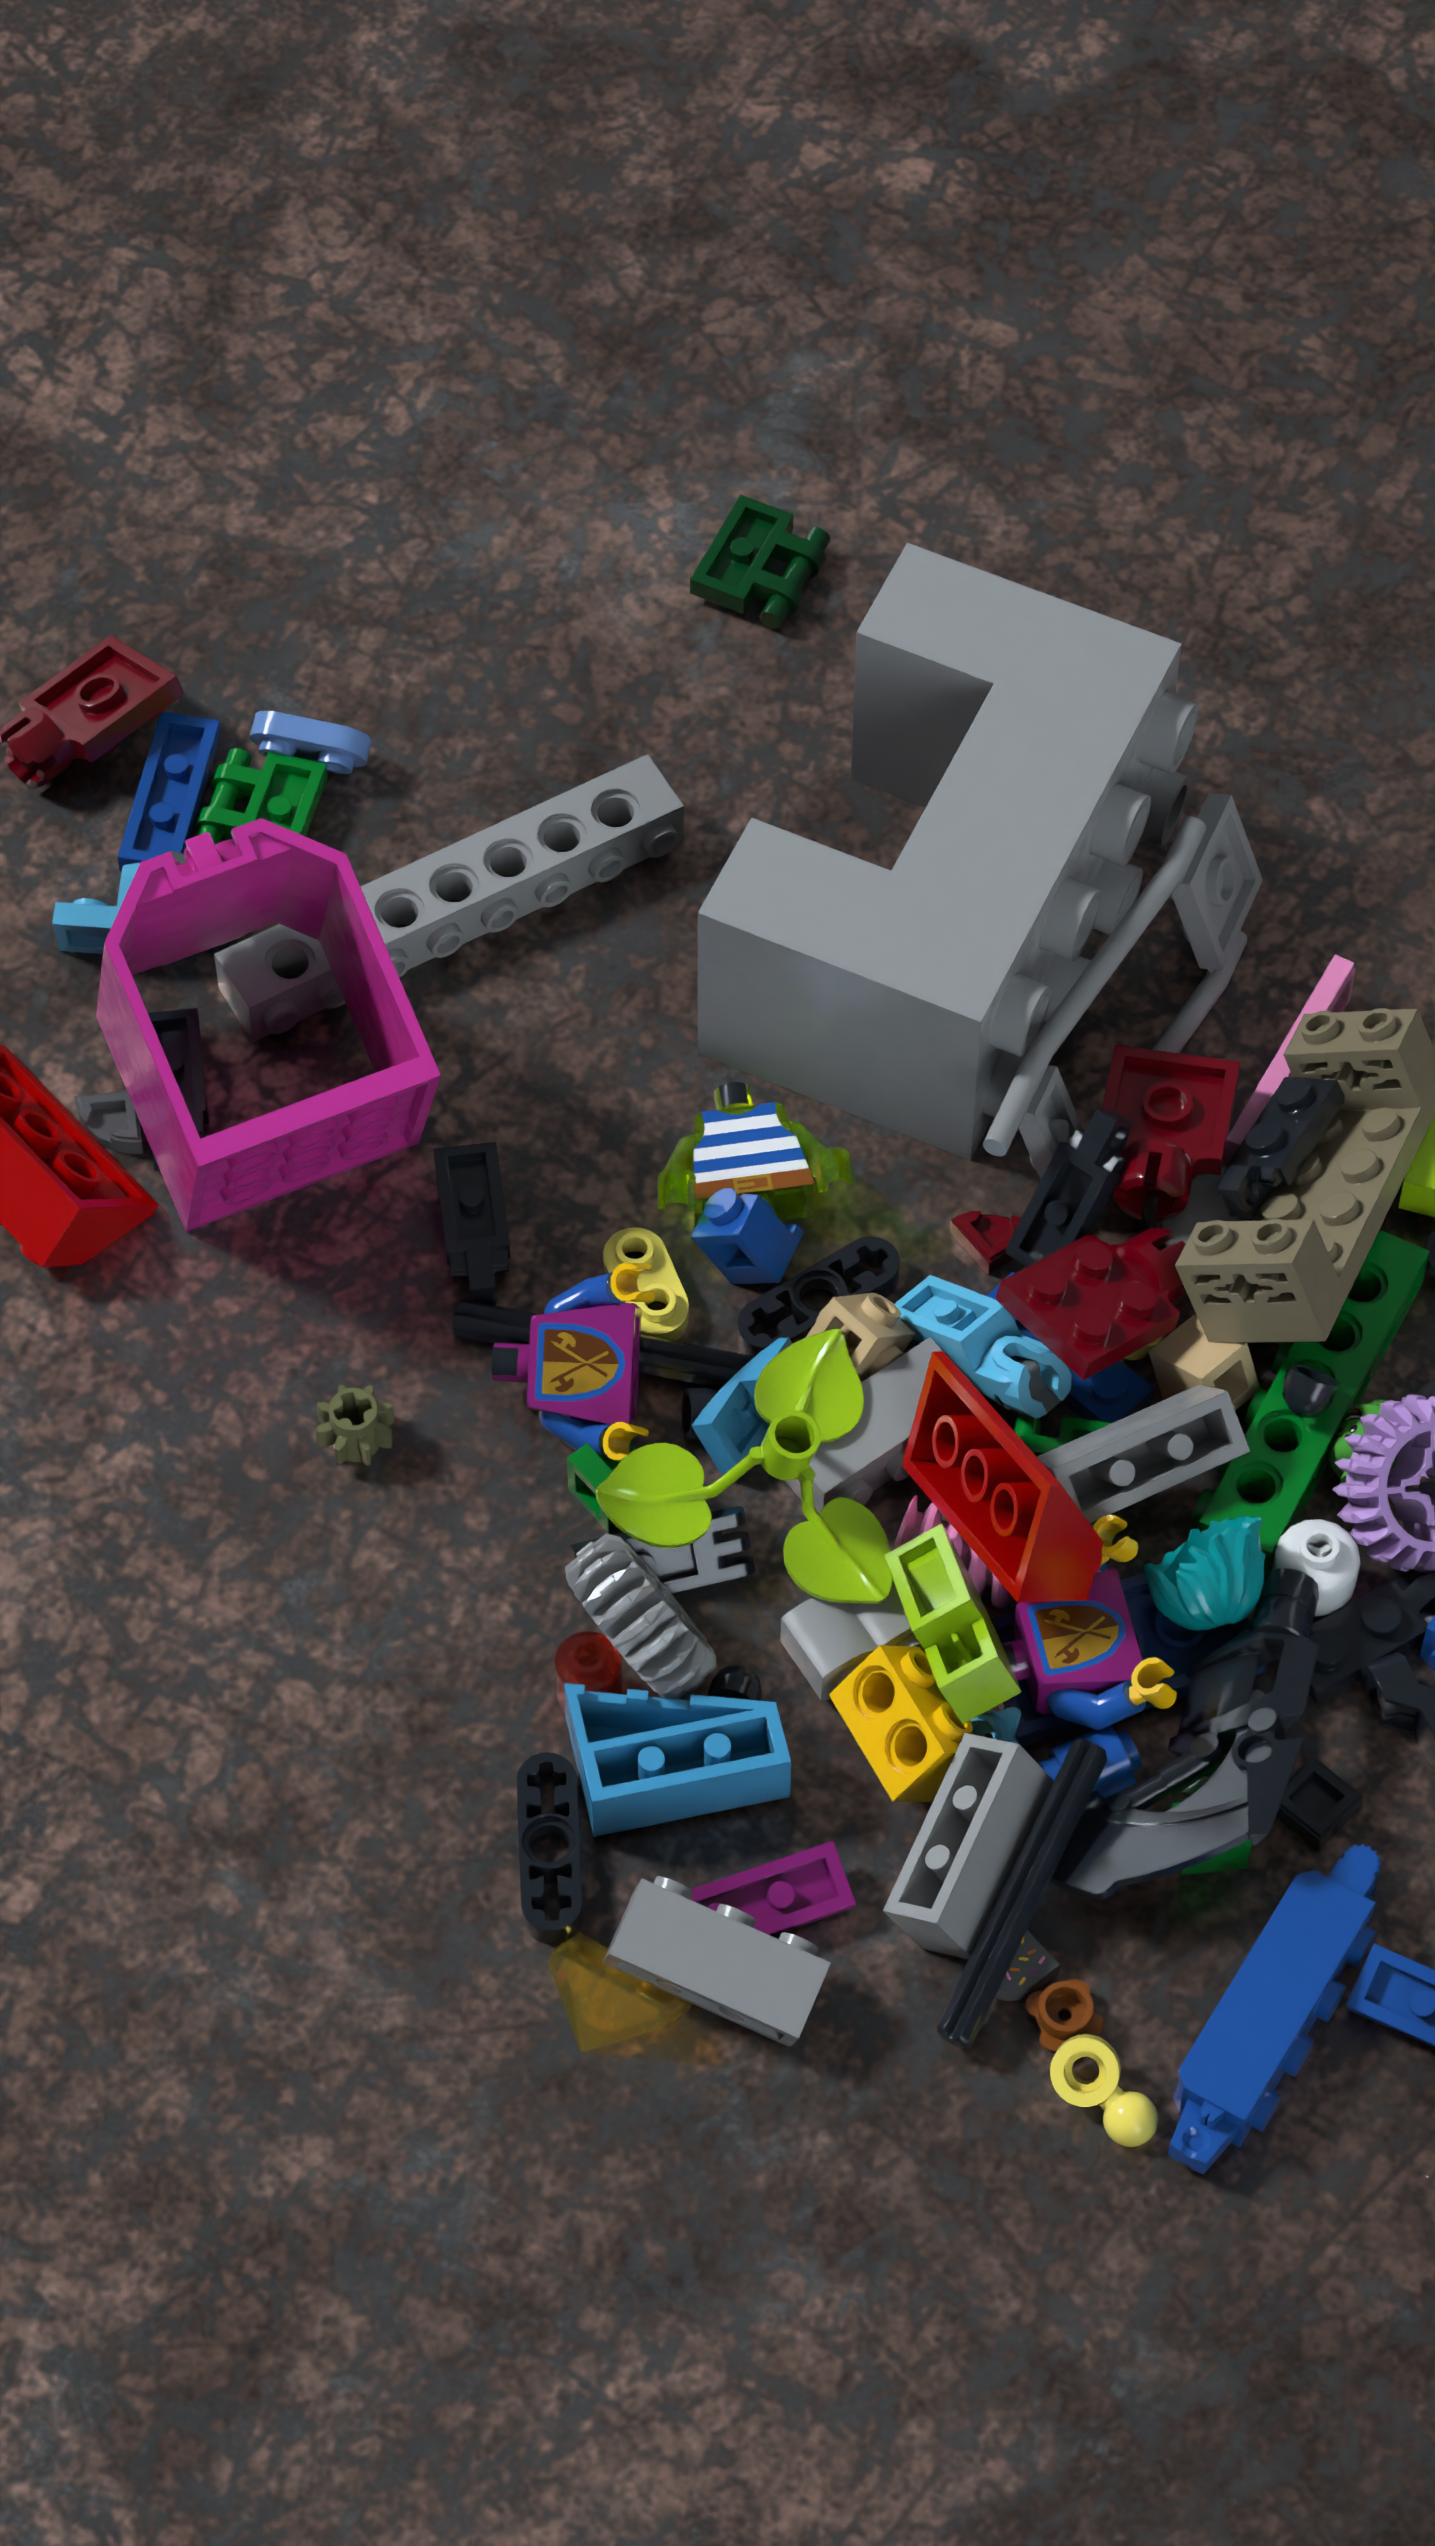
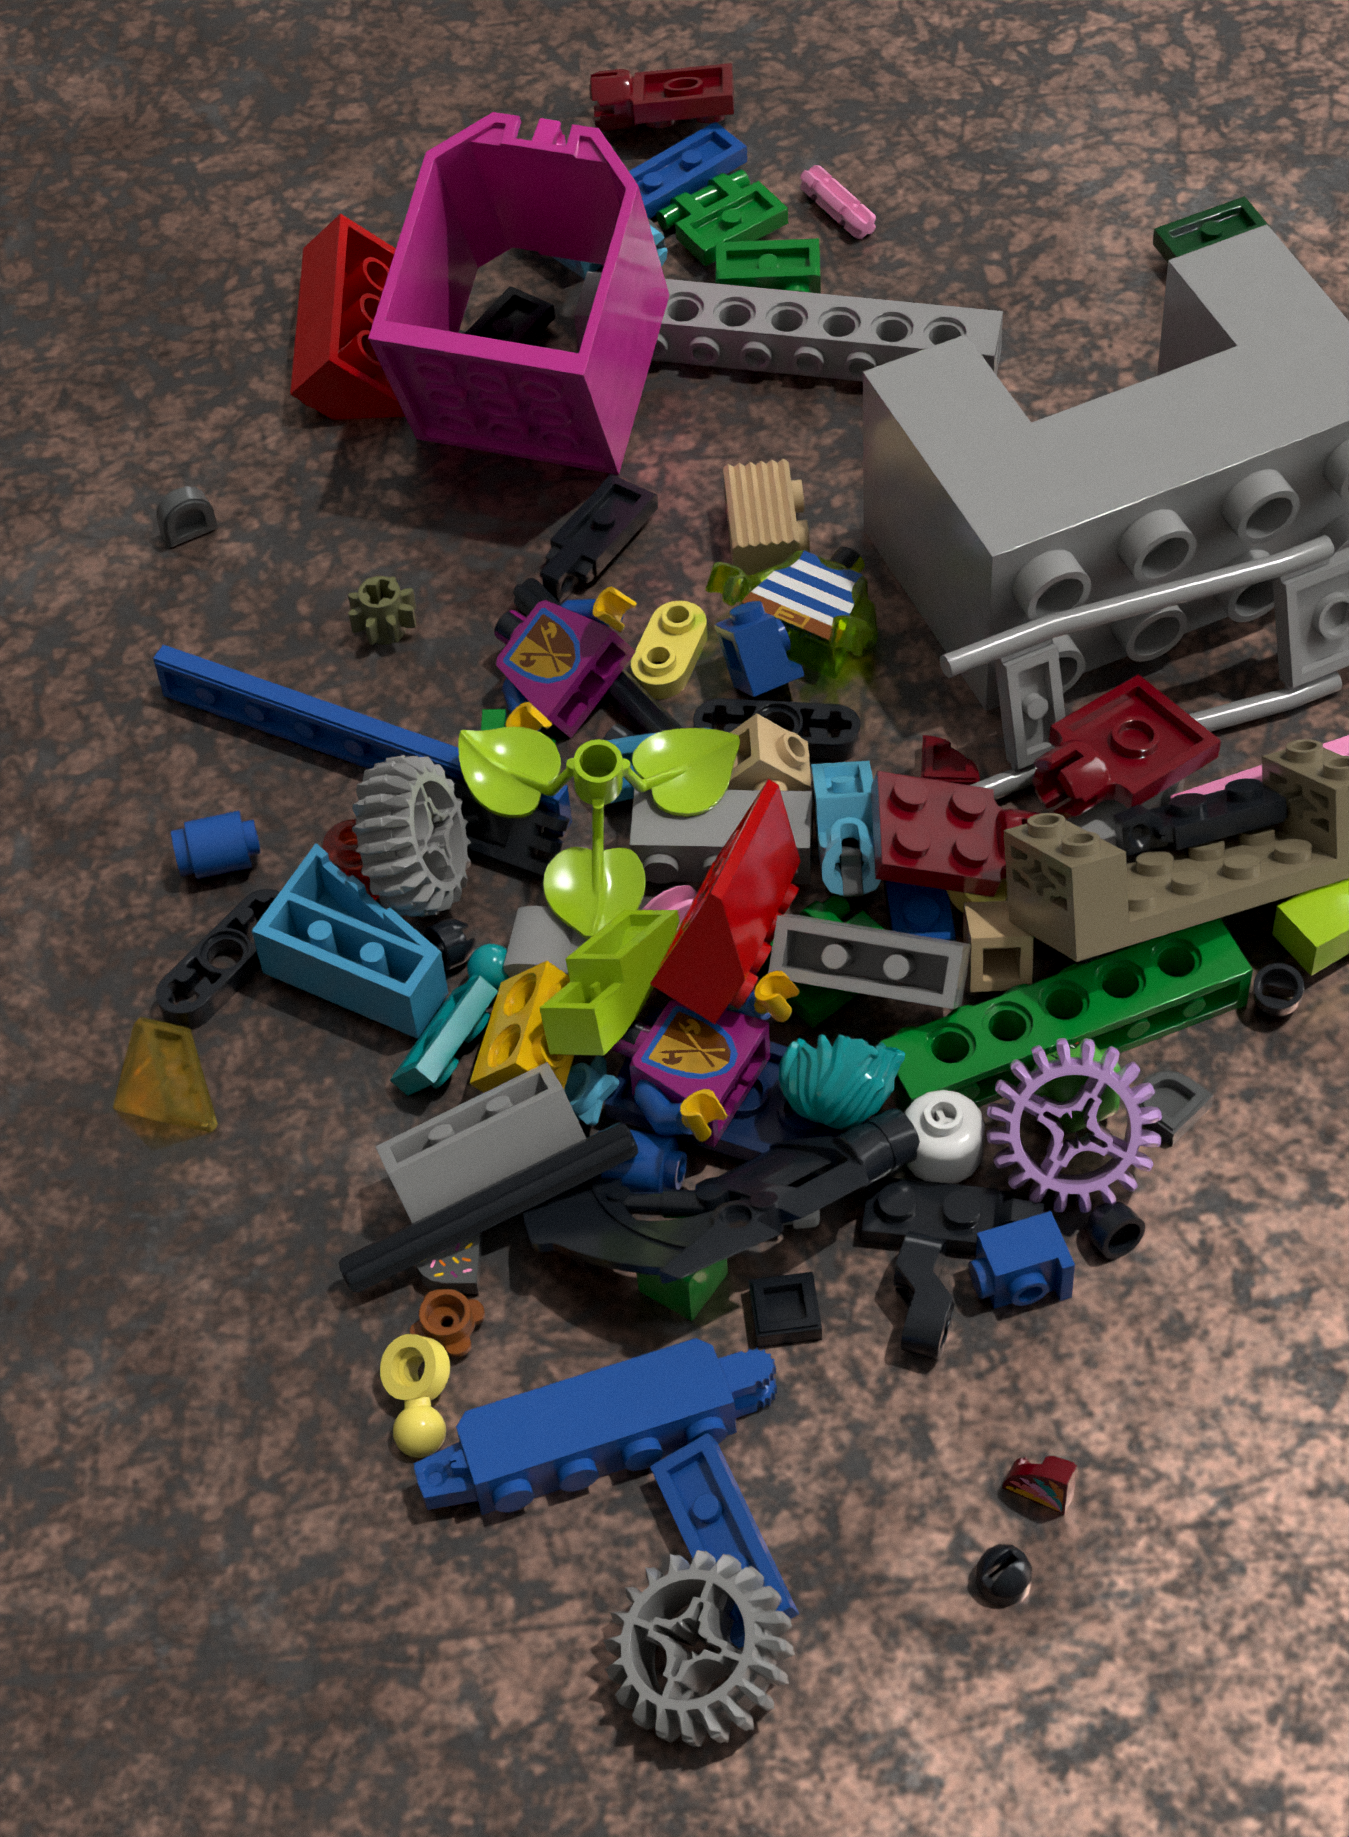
camera: 45 degrees right, 5 degrees down
(59, 1460) = (184, 515): none -> dark grey tile
(312, 739) = (802, 197): medium blue plate -> none
(383, 834) = (770, 264): none -> green bracket
(394, 734) = (838, 202): none -> bright pink axle
(405, 1575) = (306, 718): none -> blue tile
(437, 1752) = (215, 845): none -> blue brick
(615, 1104) = (762, 514): none -> tan brick
(718, 1960) = (235, 1100): light grey brick -> none
(785, 1890) = (306, 1086): magenta plate -> none
(821, 1763) = (458, 1020): none -> teal plate
(1072, 1189) = (1011, 743): black hinge -> none
(1308, 1390) = (1046, 998): black hinge -> none

